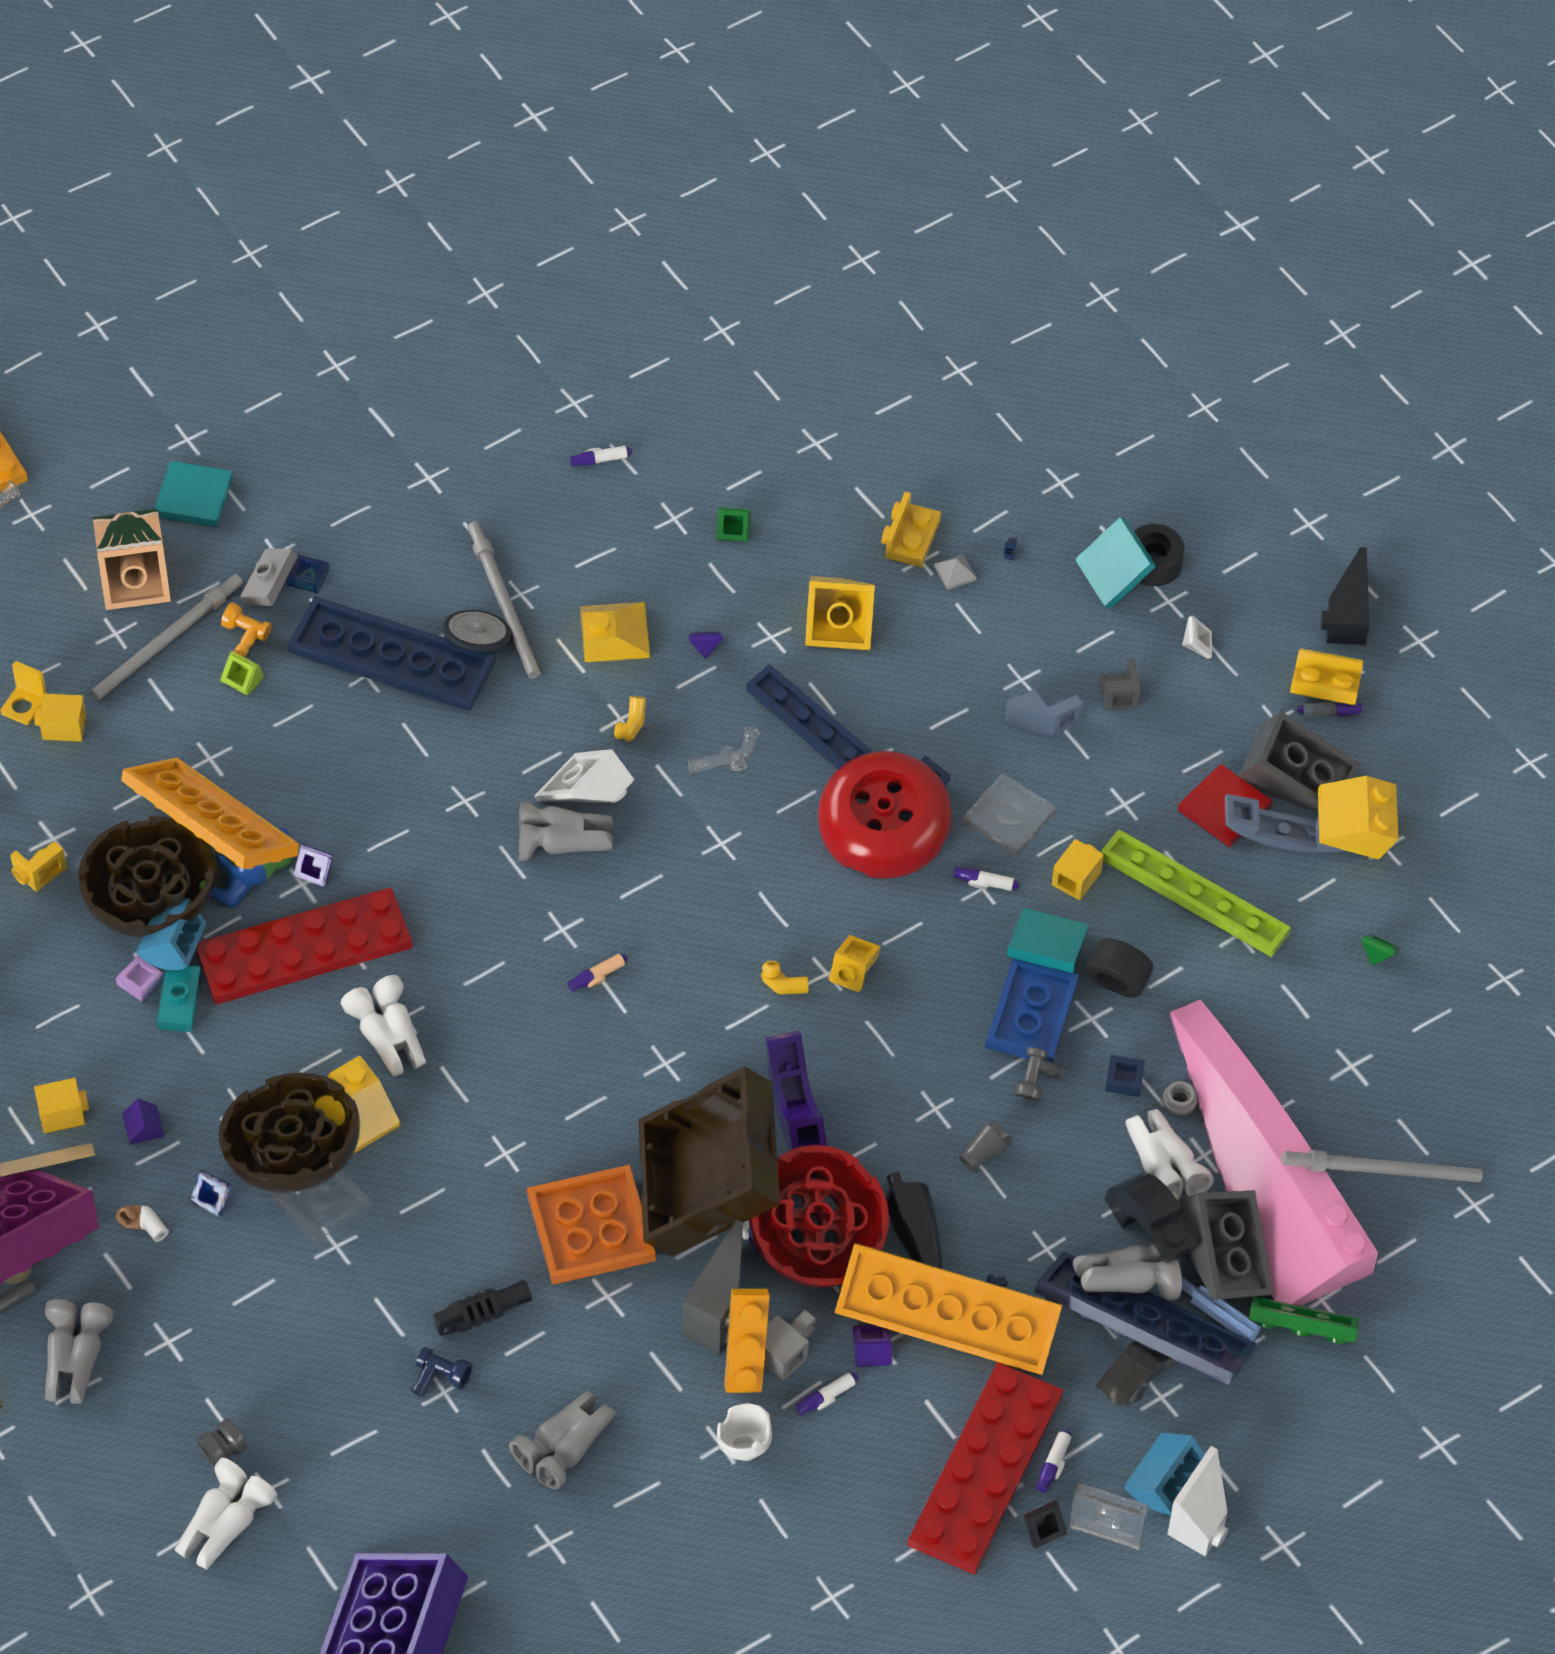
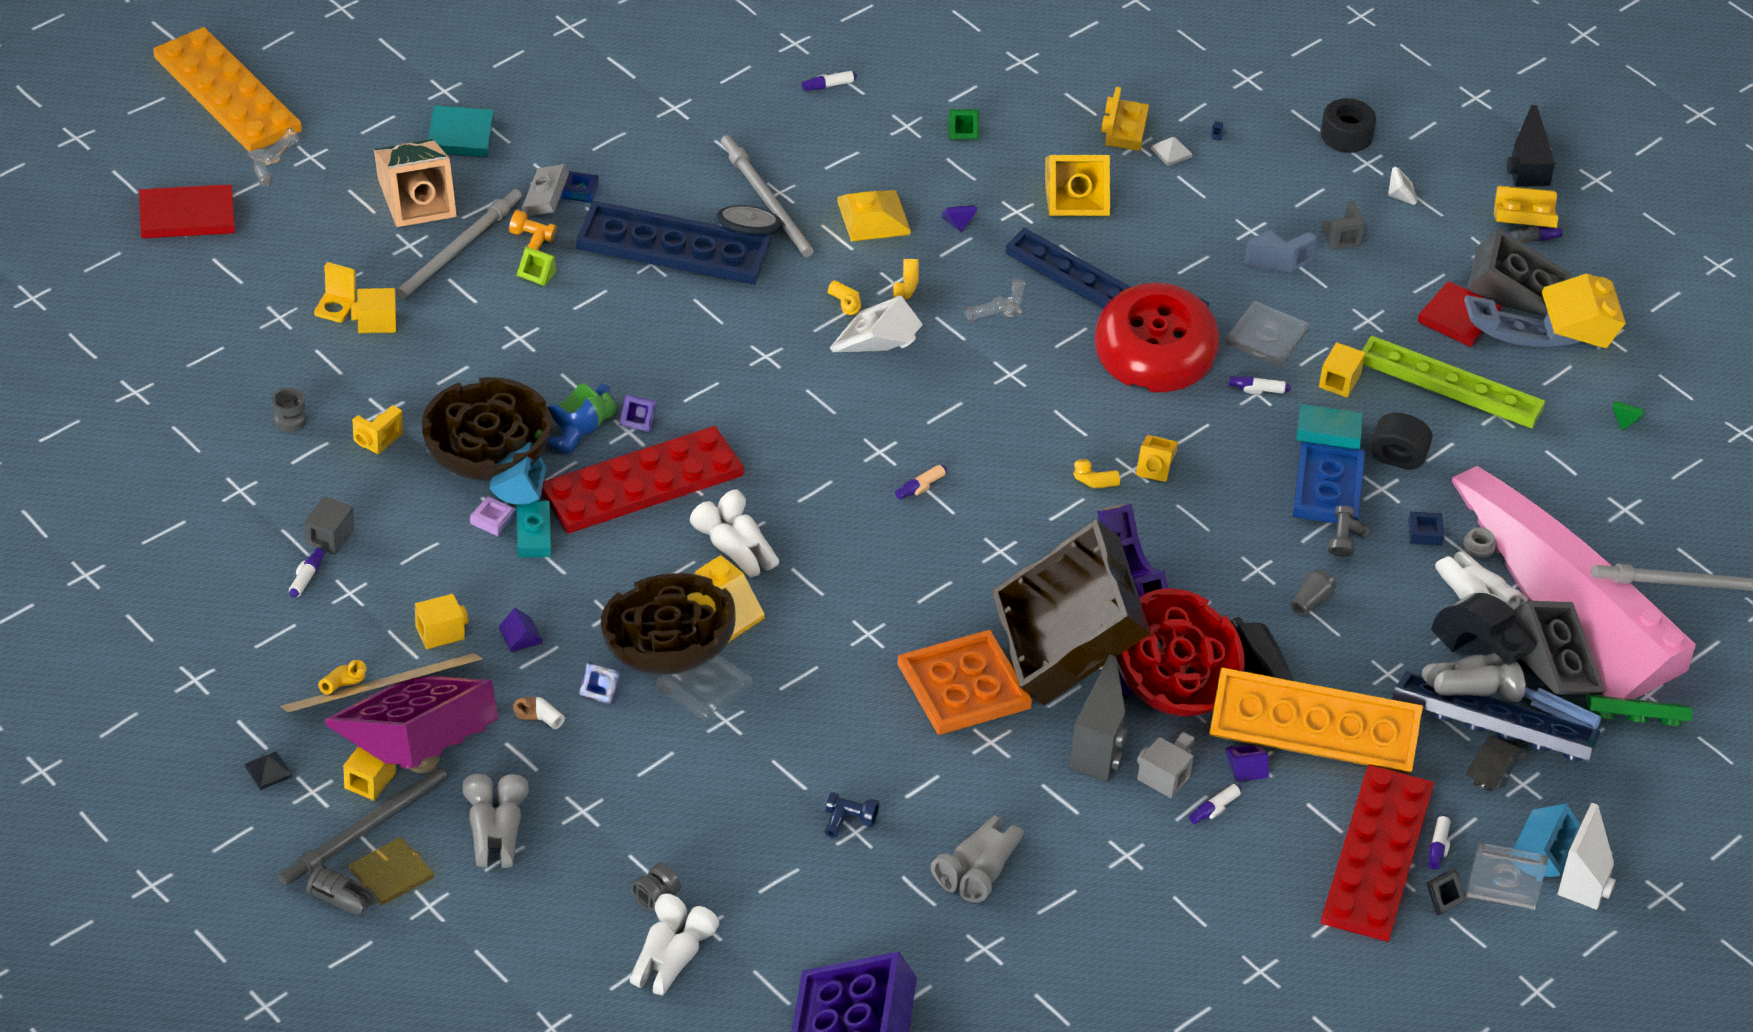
camera: 10 degrees left, 10 degrees down
(210, 813) = (537, 370): light orange plate -> none
(481, 1308) = (876, 757): black hinge -> none
(561, 831) = (862, 370): light grey piece -> none
(566, 735) = (849, 297): none -> yellow arm
(745, 1432) = (1150, 837): white hair -> none
(746, 1340) = (1138, 756): light orange plate -> none
(1115, 562) = (1316, 130): tile -> none

